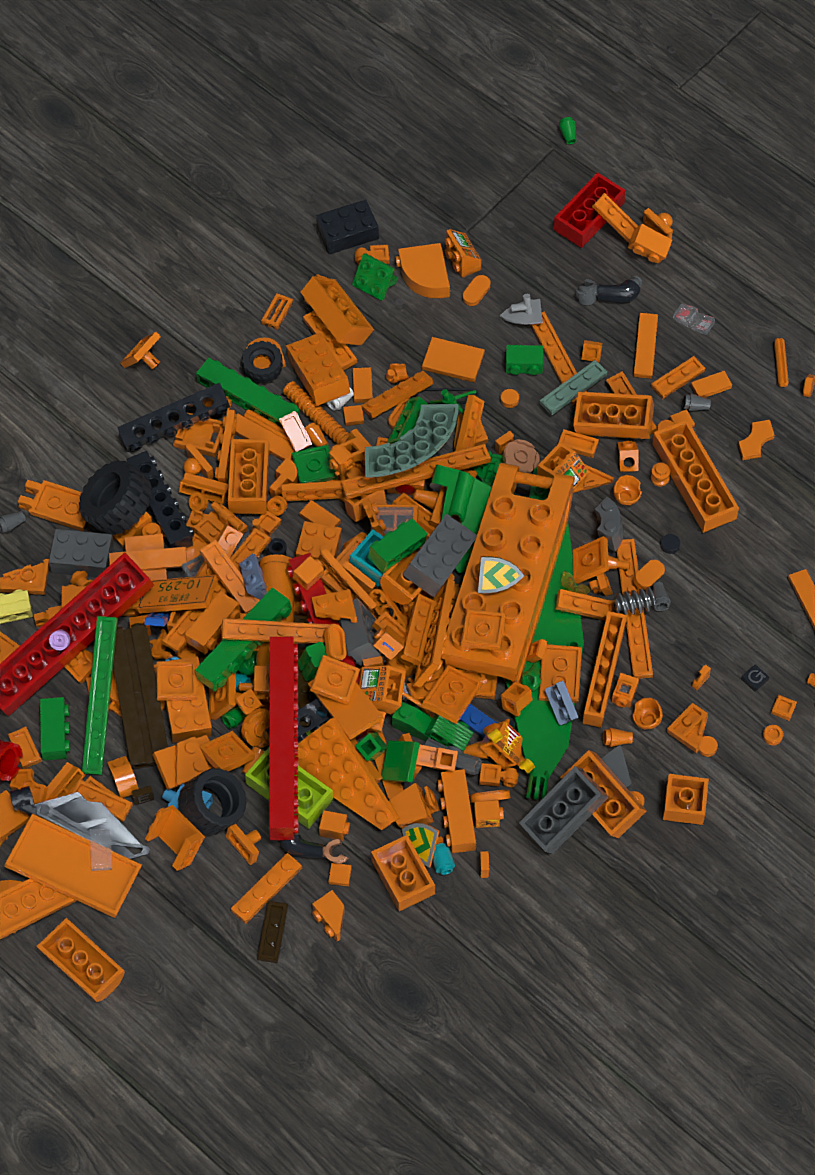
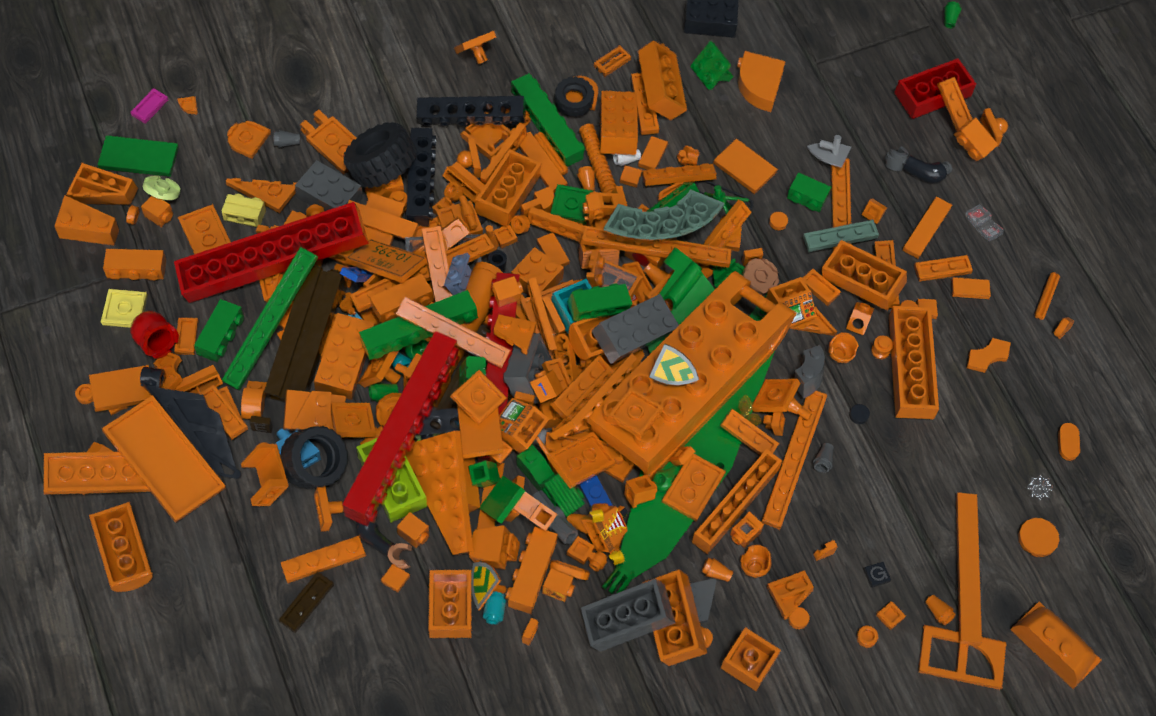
camera: 20 degrees right, 0 degrees up
(59, 640) = (258, 253): lavender tile -> none
(100, 849) = (195, 455): clear tile -> none
(176, 680) = (341, 335): orange tile -> none
(248, 702) = (394, 382): orange bracket -> none
(295, 431) = (570, 167): tile -> none
(331, 913) = (366, 609): orange slope -> none
(335, 642) = (497, 364): orange tile -> none
(377, 251) = (726, 47): orange plate -> none
(461, 253) = (800, 78): orange slope -> none
(476, 290) = (797, 116): orange tile -> none
(561, 703) = (679, 514): sand blue bracket -> none
(634, 601) = (796, 451): dark grey piece -> none
(649, 574) = (824, 433): orange tile -> none
(693, 402) = (947, 297): dark grey cone -> none

